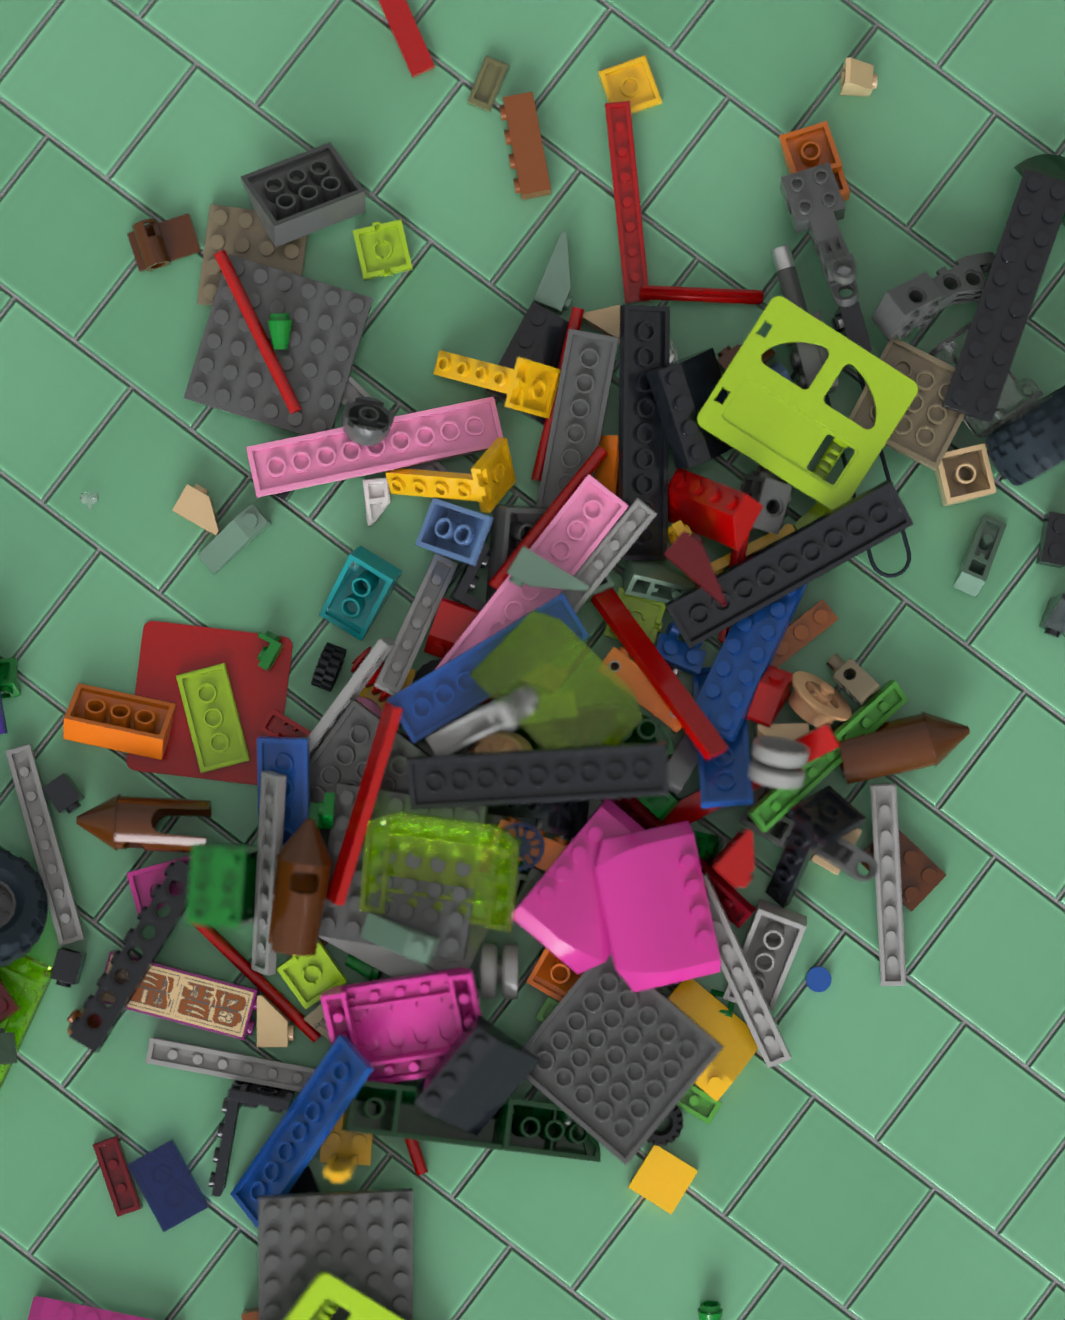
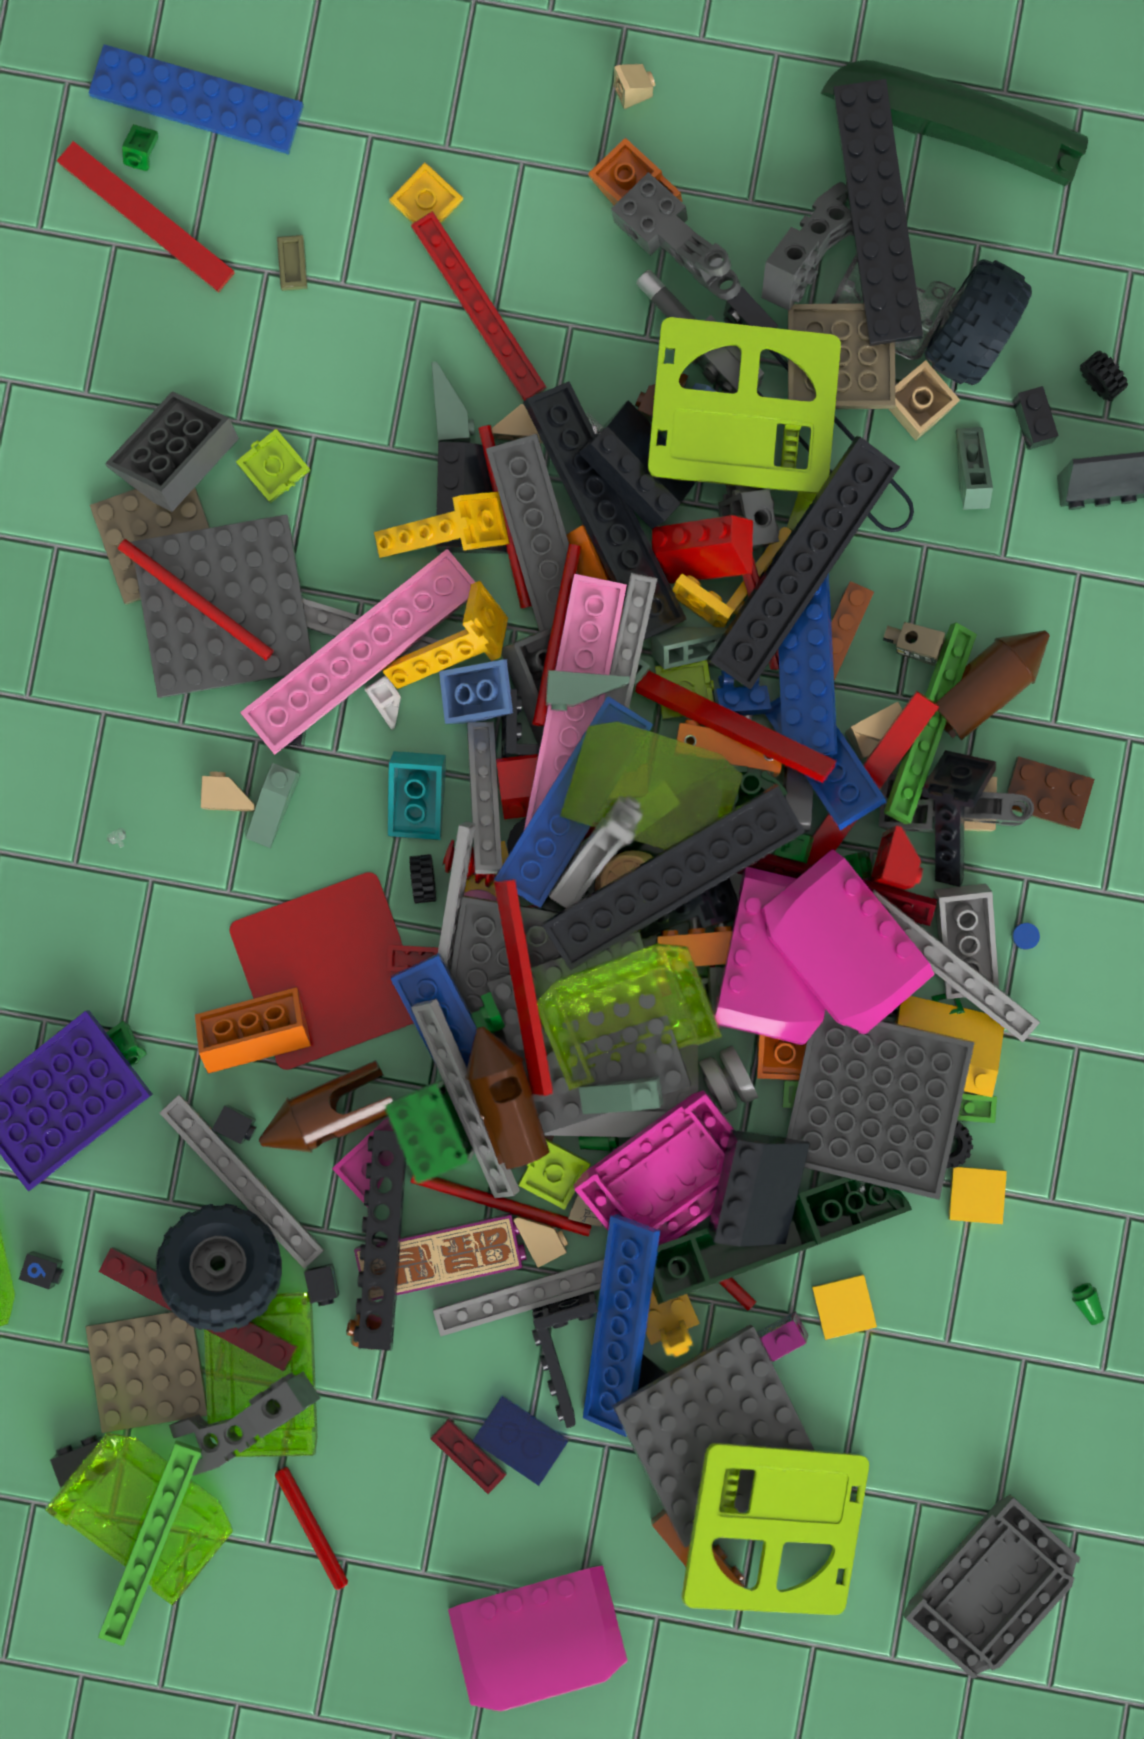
camera: 35 degrees left, 0 degrees up
(163, 242) = (63, 563): reddish brown piece -> none
(213, 718) = (338, 982): lime tile -> none
(269, 655) = (360, 896): green bracket -> none
(280, 329) = (216, 587): green cone -> none
(367, 421) = (341, 630): dark grey cylinder -> none
(435, 1212) = (783, 1336): none -> magenta torso
(500, 1214) = (844, 1306): none -> yellow tile
(525, 844) = (693, 948): wheel -> none
(526, 145) = (358, 301): dark orange brick -> none
(693, 561) = (713, 604): dark red slope -> none
(697, 294) = (591, 357): red axle -> none
(770, 696) = (849, 694): red slope -> none
(778, 762) = (891, 750): light grey wheel -> none
(817, 700) = (893, 677): light nougat wheel -> none
(888, 884) = (1046, 814): light grey tile -> none

